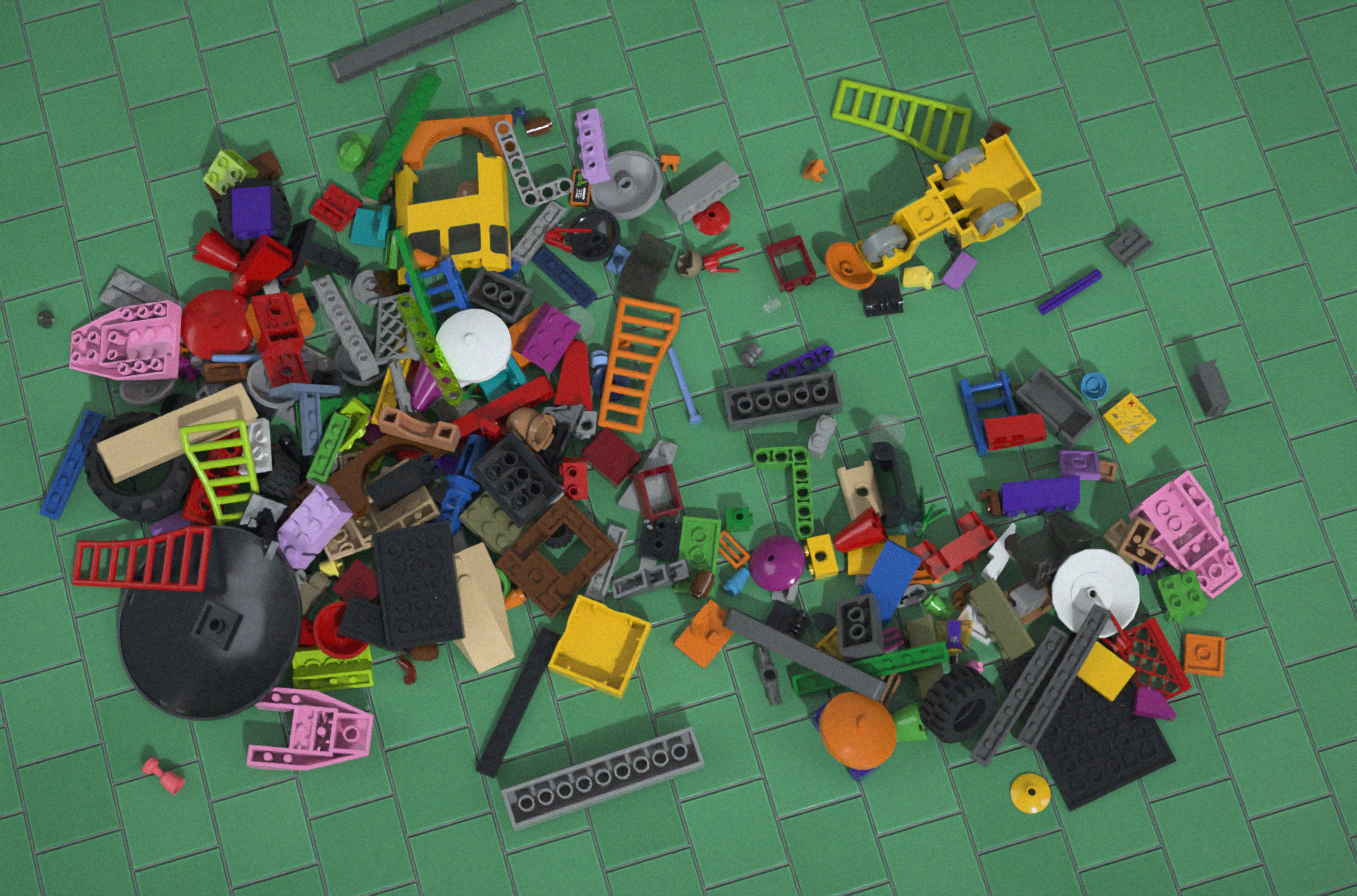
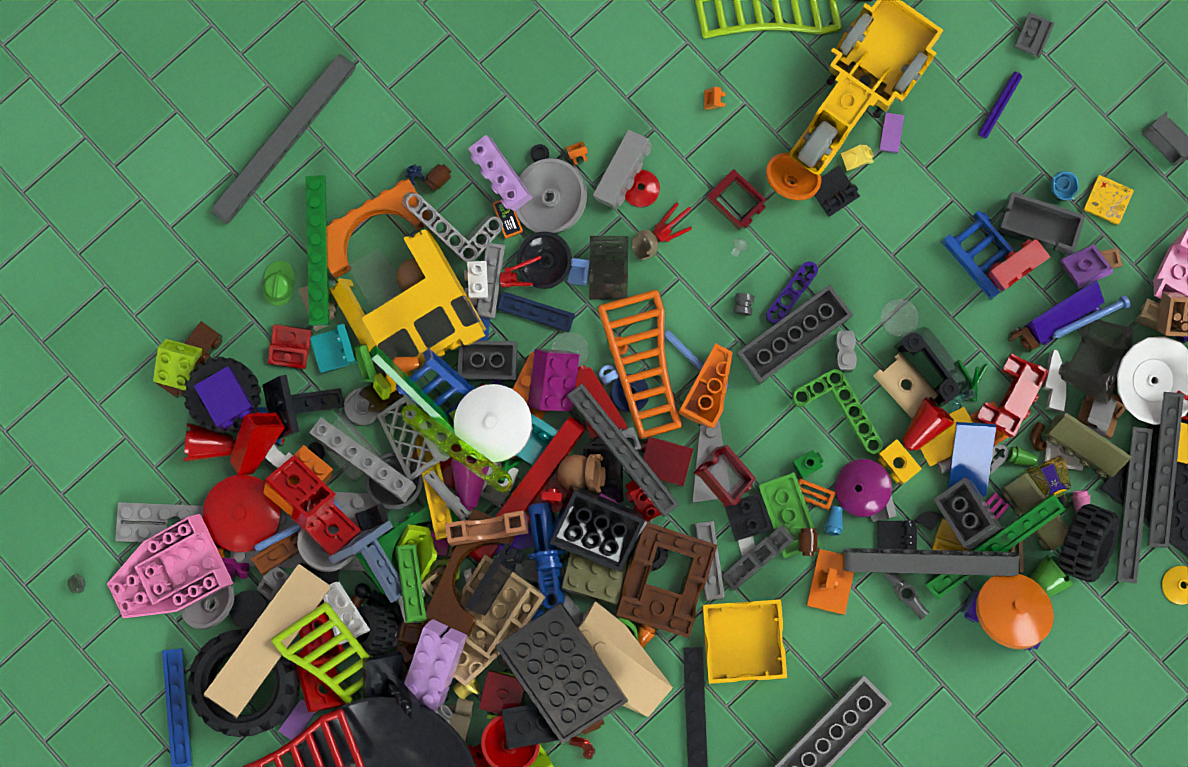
camera: 25 degrees left, 10 degrees up
(395, 274) = (381, 386): none -> lime tile
(524, 225) = (477, 281): none -> white bracket
(575, 423) = (623, 450): none -> dark grey tile
(638, 145) = (539, 152): none -> black plate
(678, 413) = (707, 396): none -> orange wedge
(1098, 512) = (1122, 303): none -> medium blue bar

